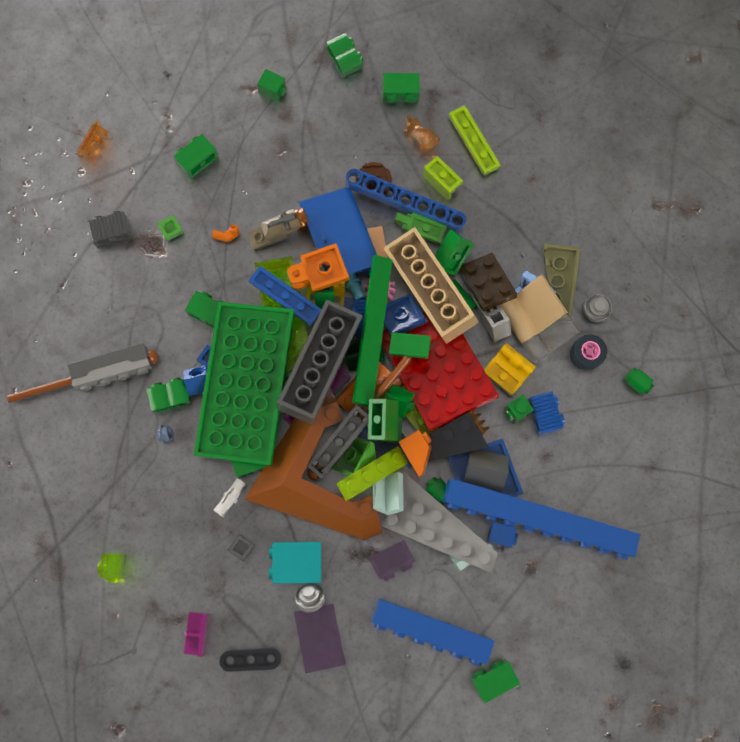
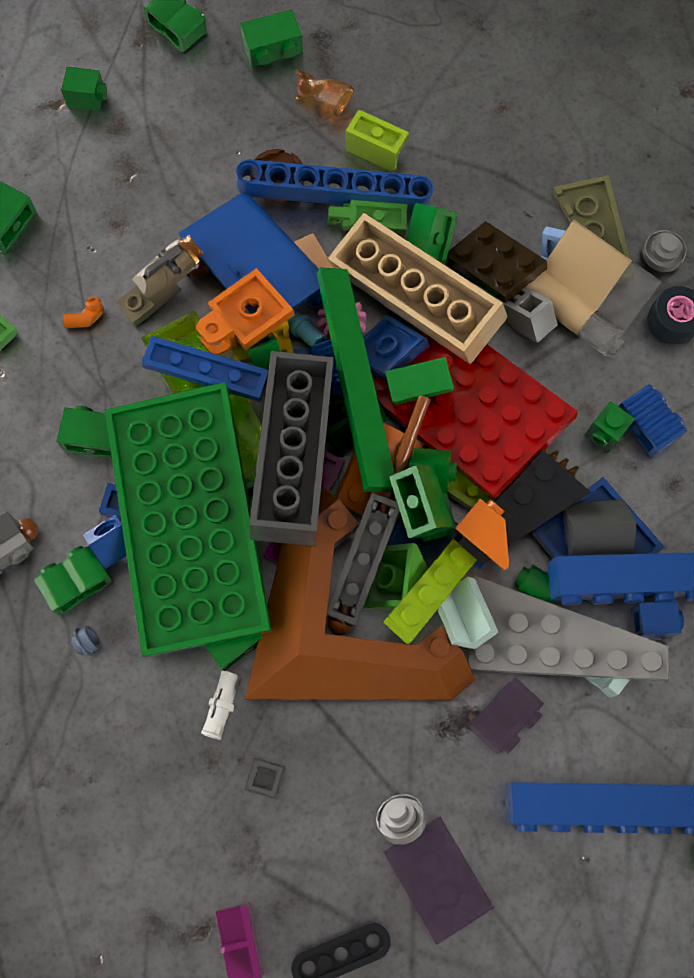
camera: 15 degrees left, 5 degrees down
(111, 567) = (66, 882): clear neon green brick -> none
(295, 562) = (359, 771): teal brick -> none
(474, 140) = (402, 79): lime plate -> none
(509, 369) = (574, 374): yellow plate -> none

